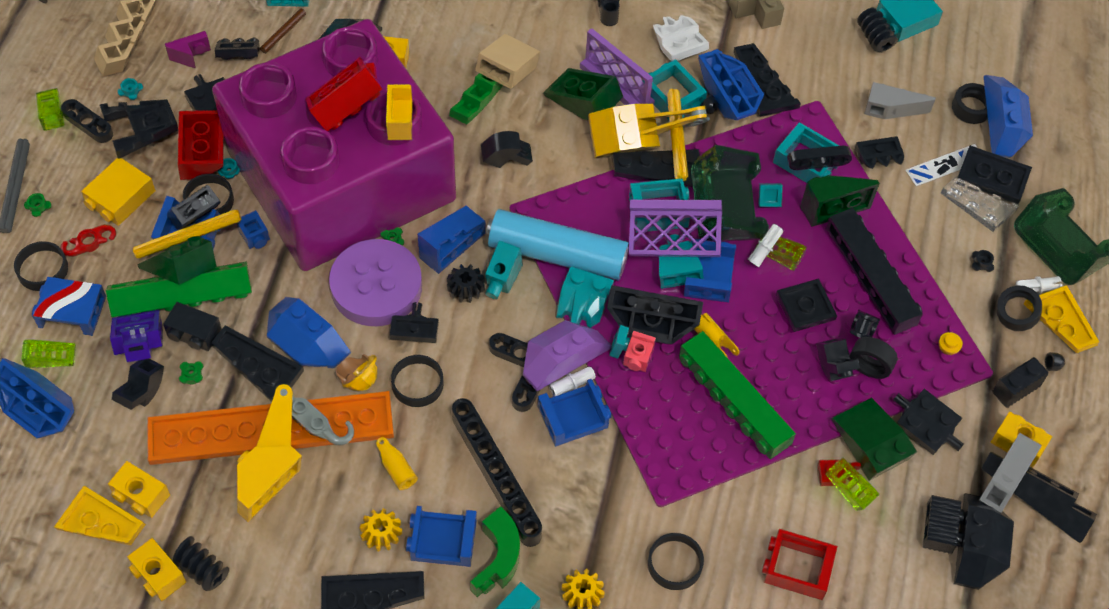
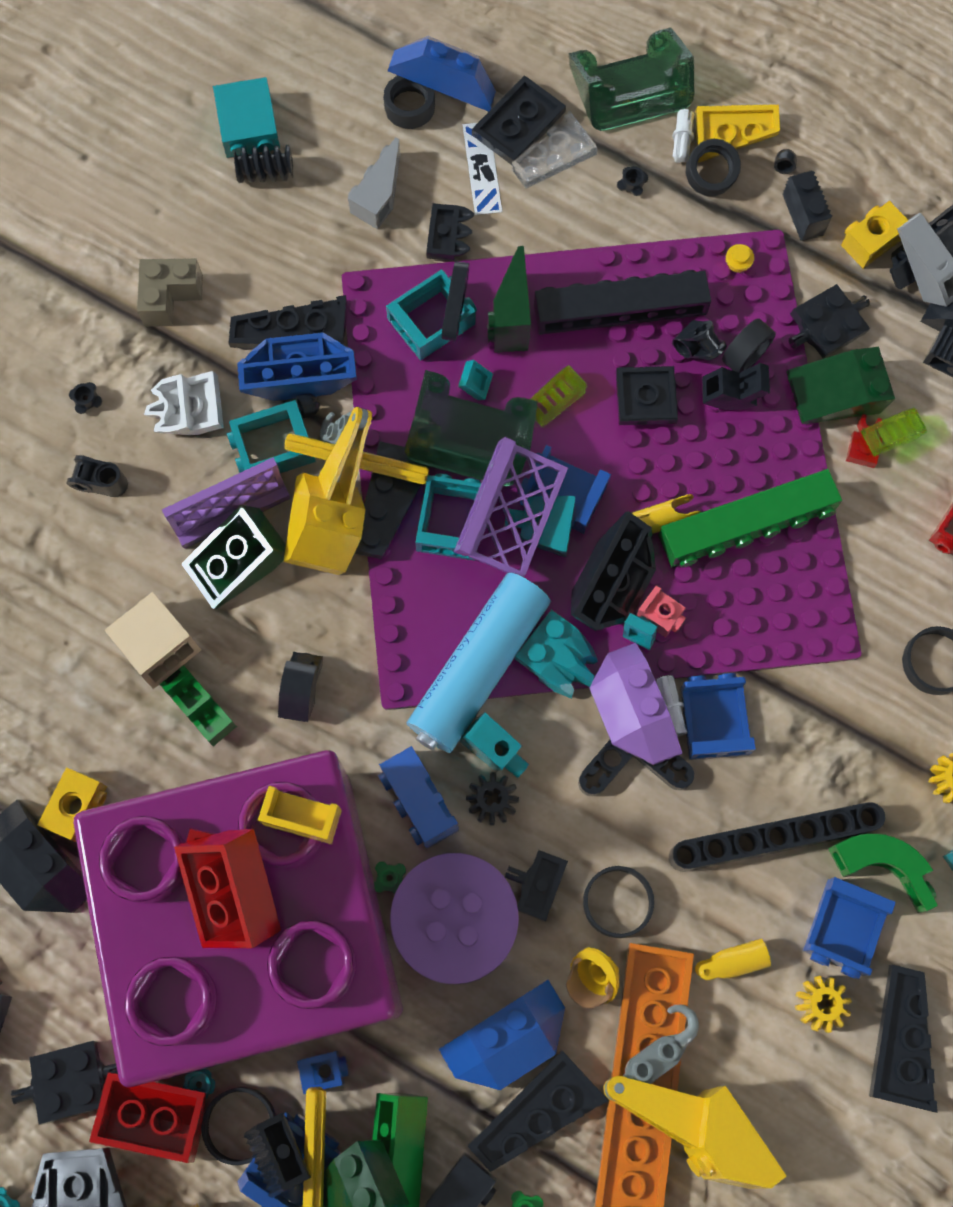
camera: 70 degrees left, 15 degrees up
(765, 245) = (552, 411): white axle -> none

